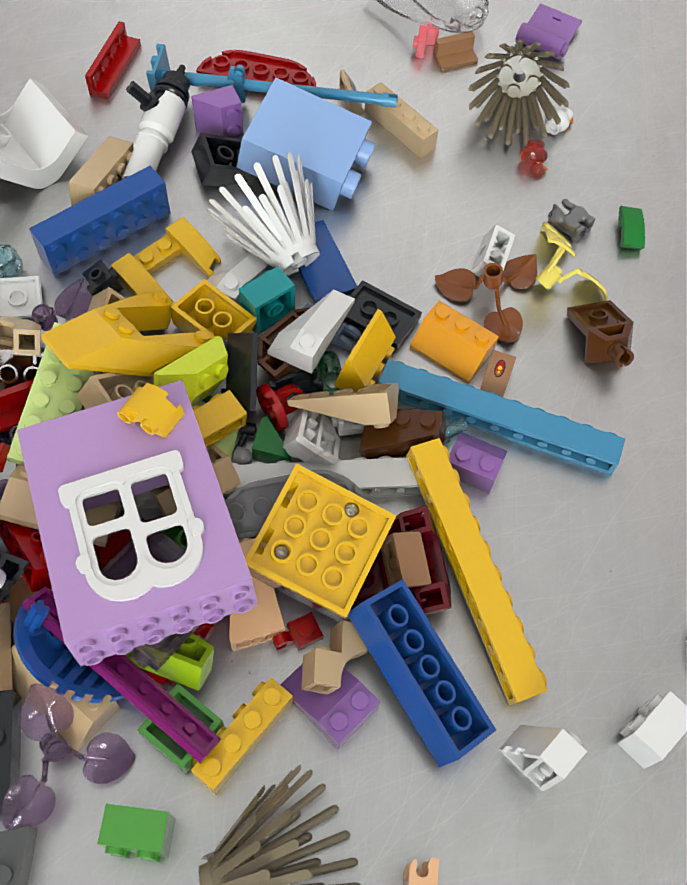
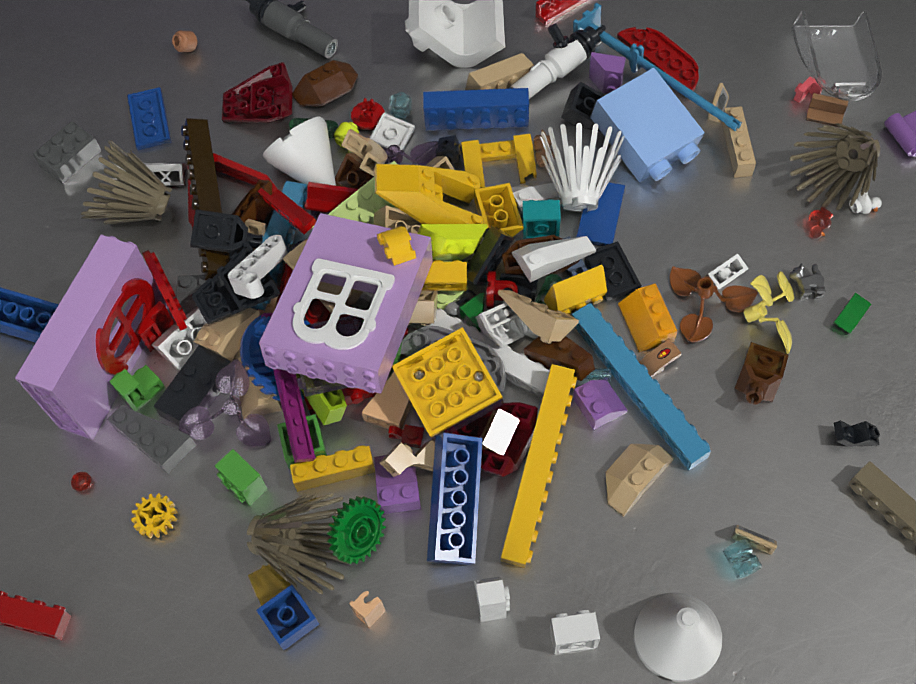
camera: 45 degrees right, 0 degrees up
(215, 232) = (539, 146): none -> medium nougat hinge
(337, 792) = (356, 530): none -> green gear
(570, 514) = (634, 474): none -> tan wedge

